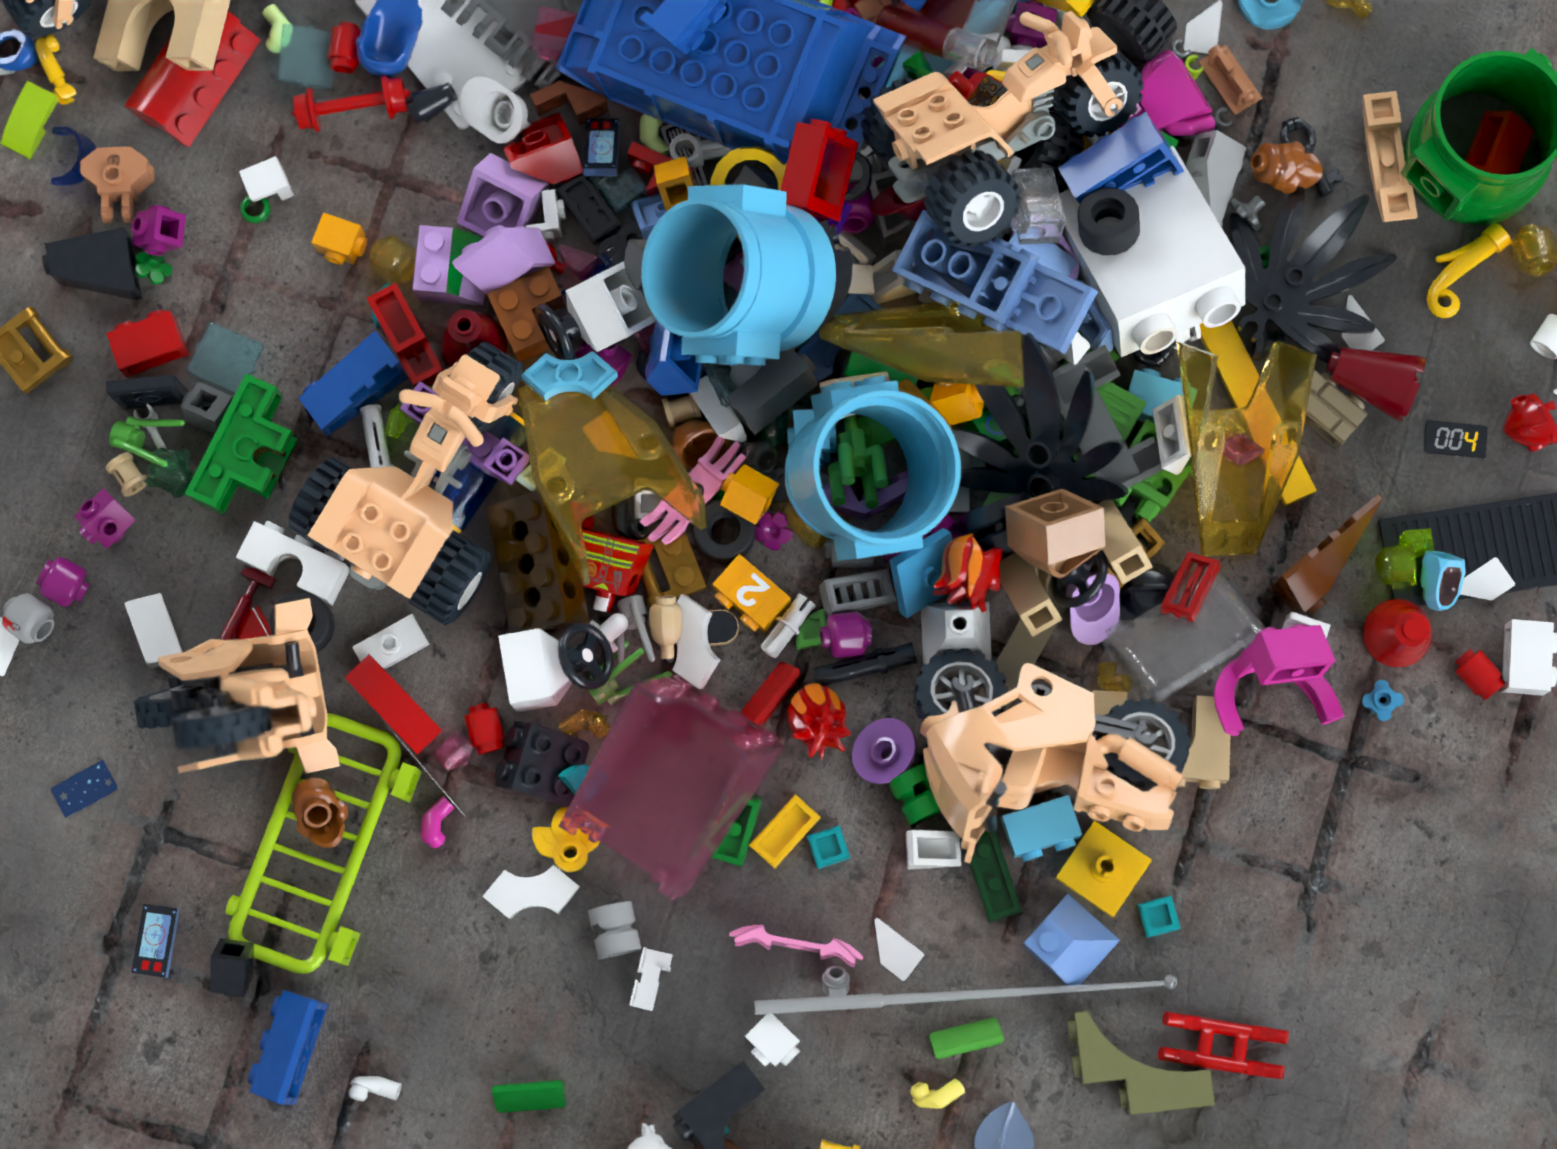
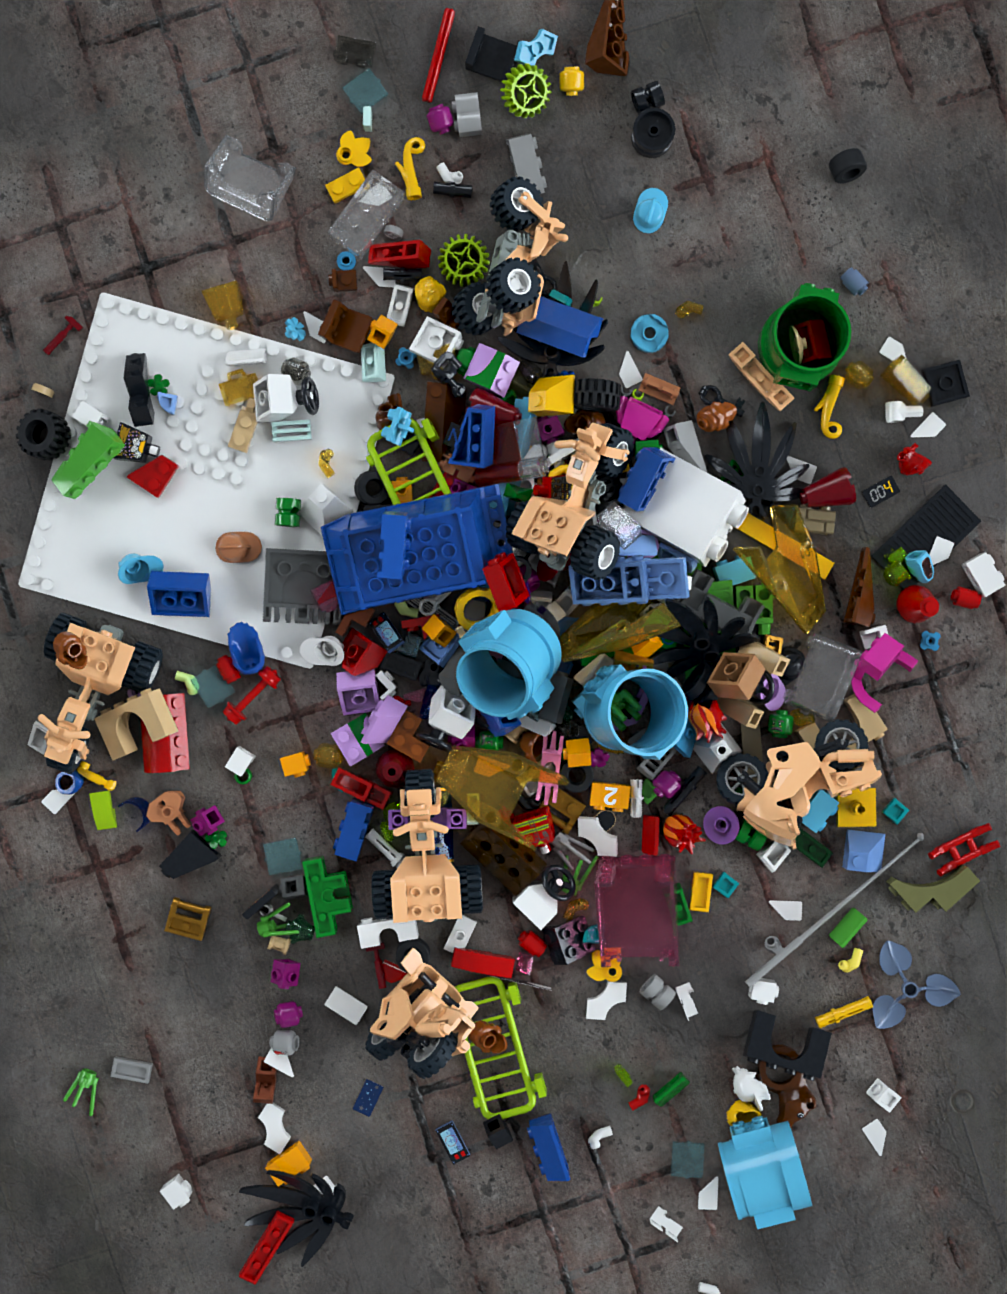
camera: 40 degrees left, 10 degrees up
(147, 343) = (242, 876): red brick -> none
(430, 102) = (289, 667): black cone -> none
(431, 822) = (538, 1002): dark pink arm -> none
(475, 1019) = (623, 1075): none -> clear neon green tile
(479, 1075) = (642, 1097): none -> red arm
(583, 375) = (463, 752): medium azure tile -> none
(613, 628) = (557, 858): white piece -> none
(638, 392) = (487, 740): none -> green head
(665, 624) = (581, 837): tan plant -> none
(835, 948) = (762, 929): bright pink piece -> none
(1076, 662) = (780, 724): none -> green head
(1108, 239) = (657, 499): black tyre -> none
(1172, 435) = (756, 590): white slope -> none
(1201, 592) = (814, 668): red tile -> none
(1241, 450) = (789, 570): clear pink slope -> none
(1249, 211) = (713, 450): dark grey plant -> none
(1474, 133) = (797, 344): none -> tan dish

